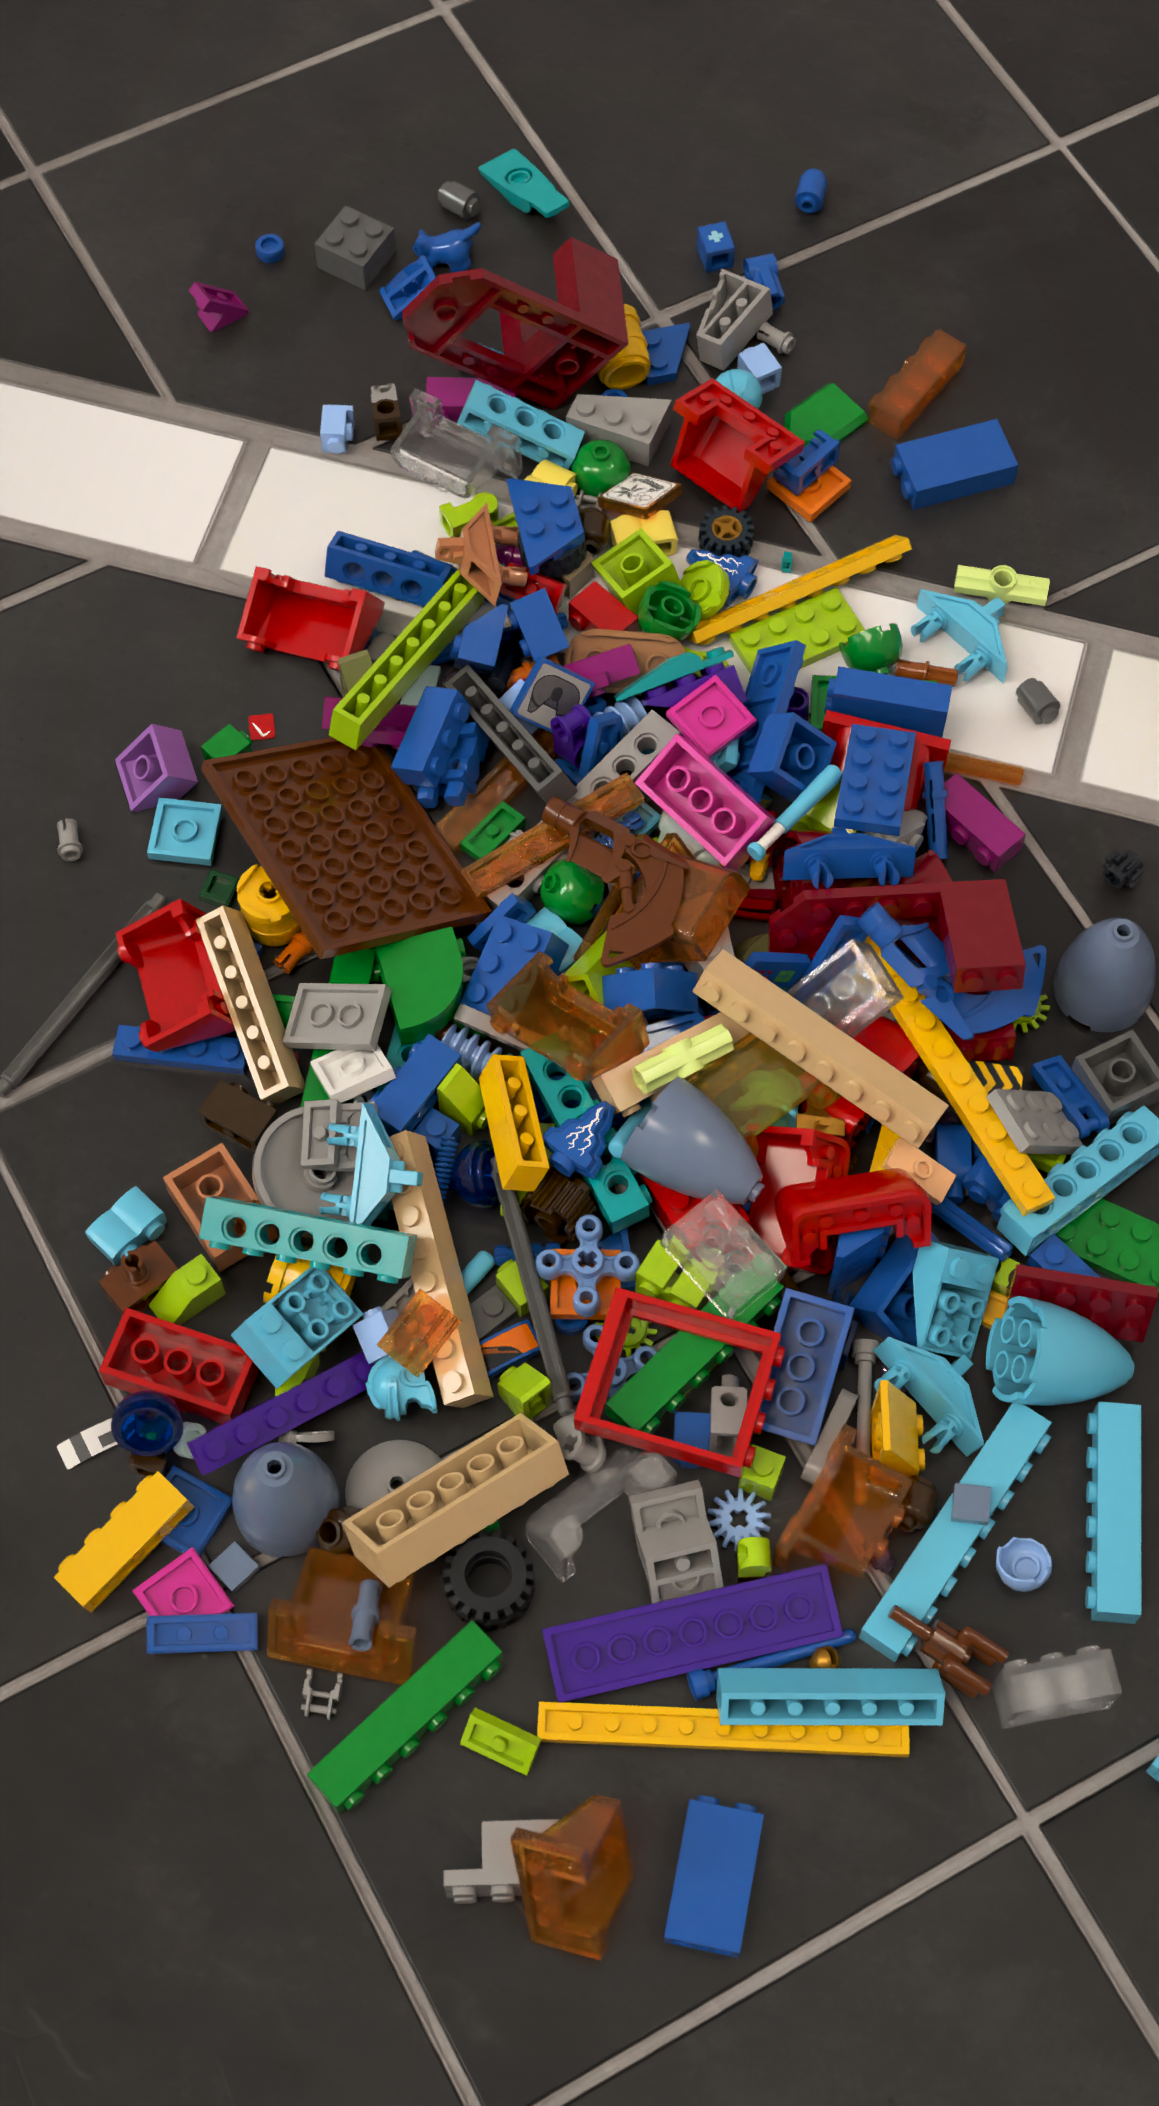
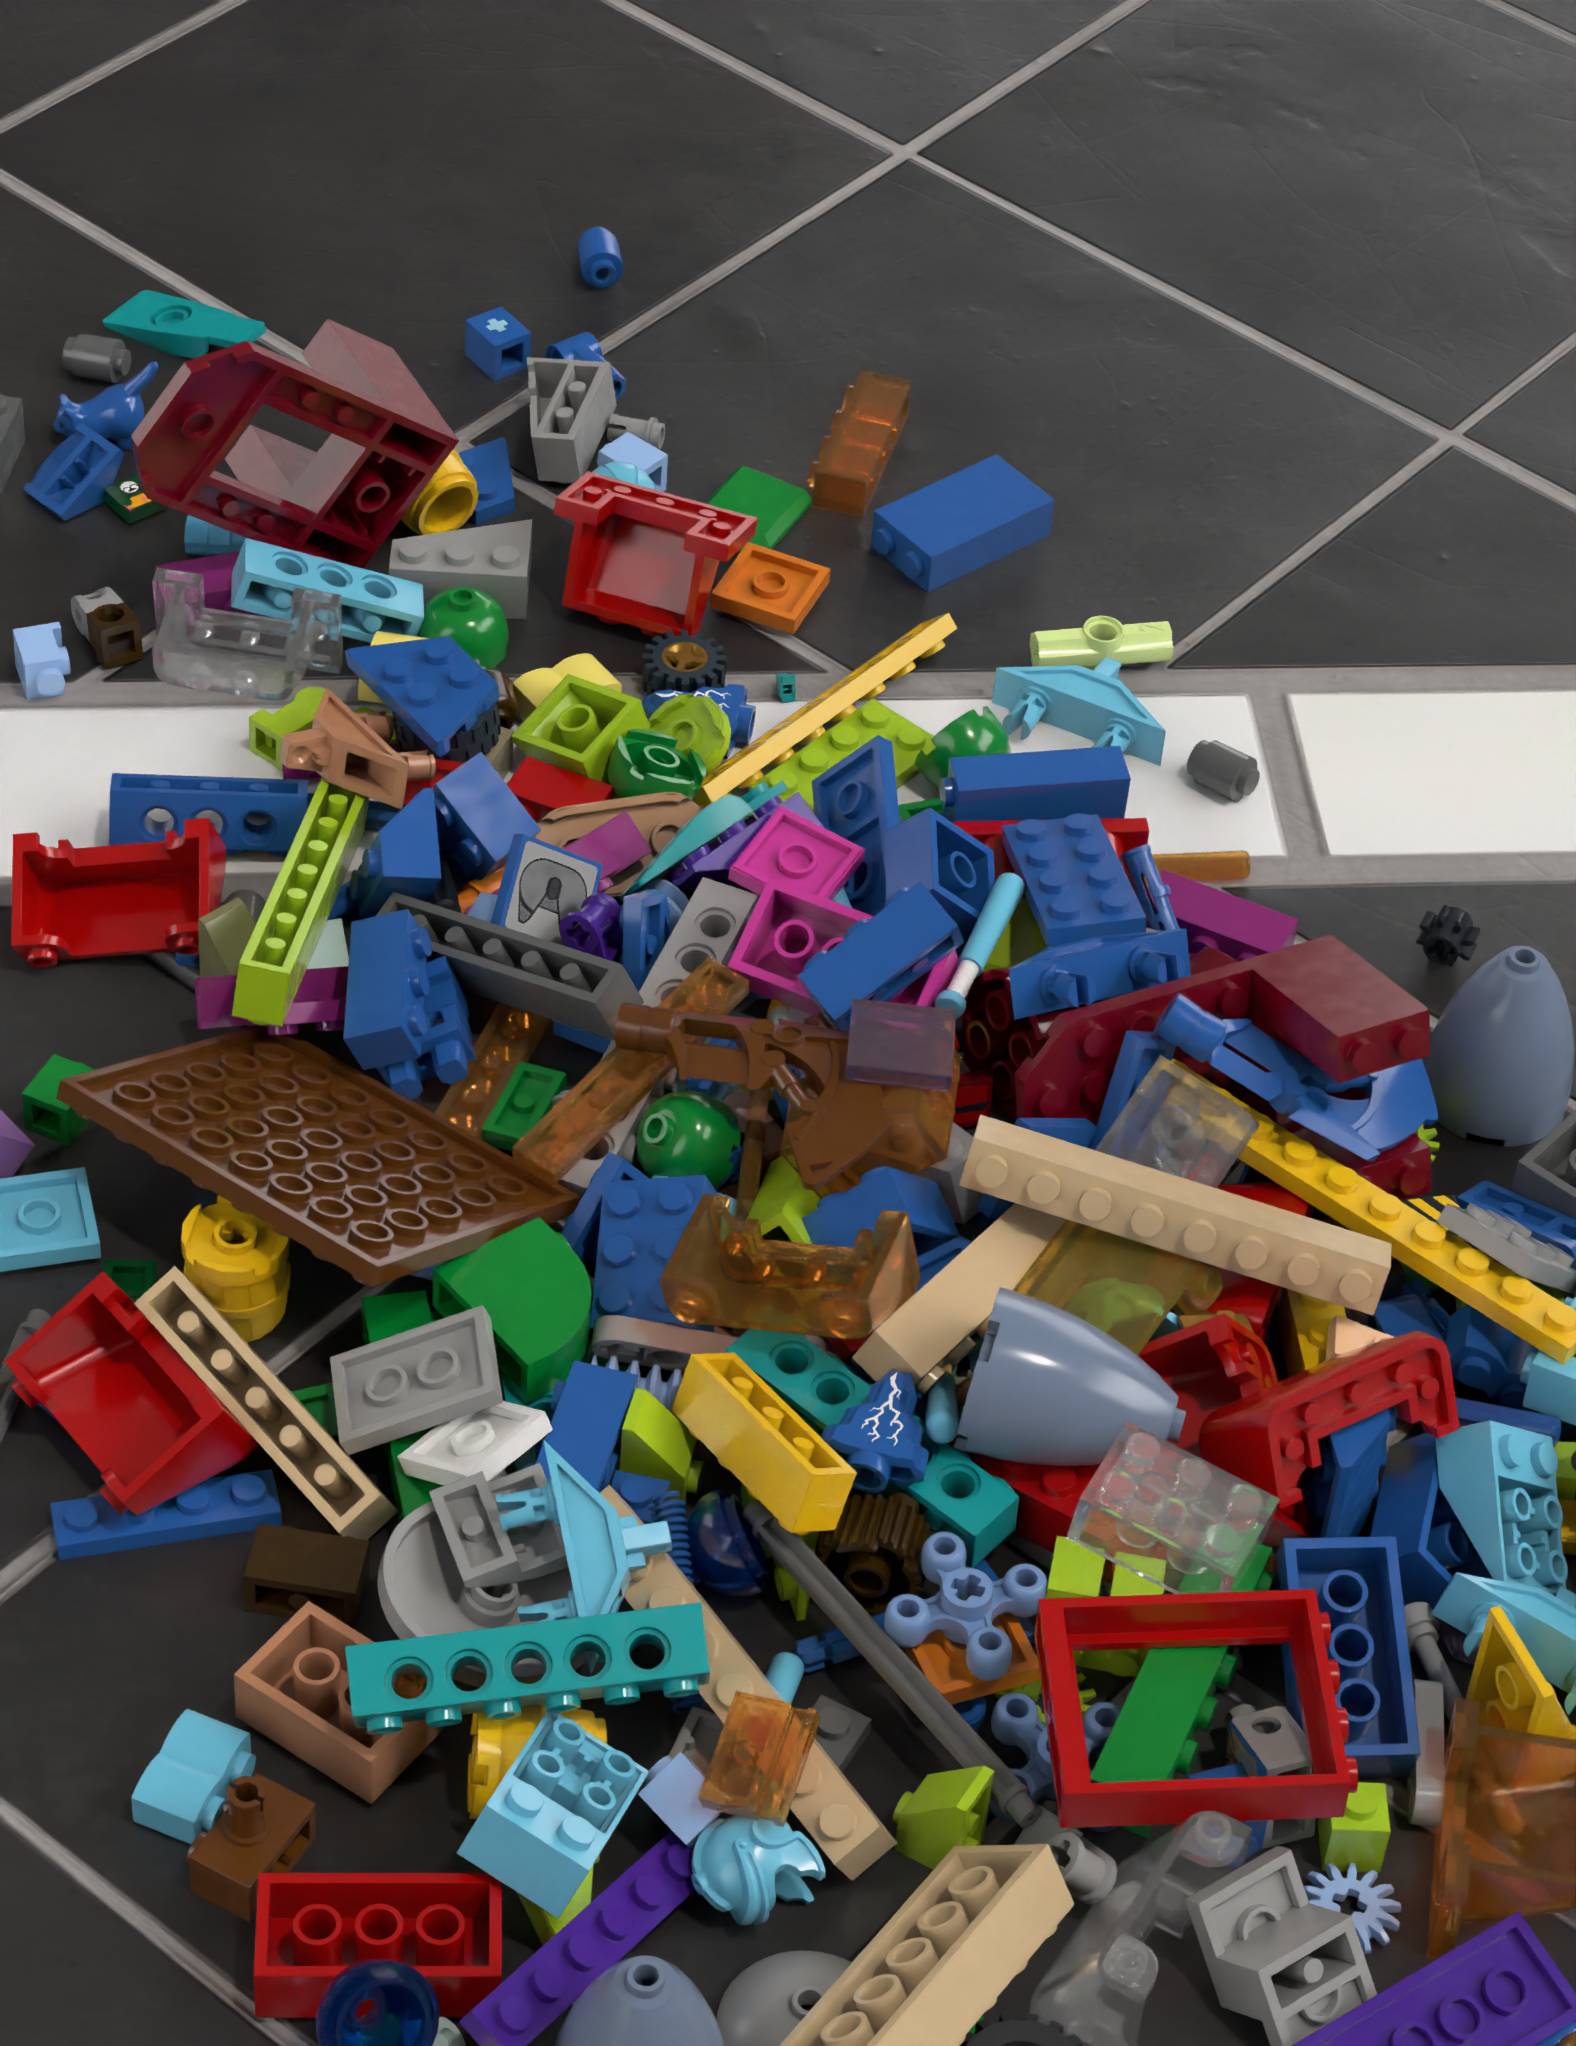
camera: 25 degrees left, 20 degrees down
(187, 1292) = (343, 1827): lime slope -> none
(261, 726) = (94, 1056): red sticker -> none
(294, 952) = (296, 1321): orange pin -> none
(509, 1347) = (890, 1768): slope -> none
(510, 1284) = (857, 1685): lime brick -> none
(640, 495) = (540, 644): tile -> none
(682, 1058) = (977, 1279): yellowish green piece -> none
(702, 879) = (900, 1044): none -> clear purple tile
(718, 812) = (881, 954): none -> blue brick
(753, 1559) = (1405, 1936): lime leg -> none
(809, 464) = (764, 556): blue hinge -> none

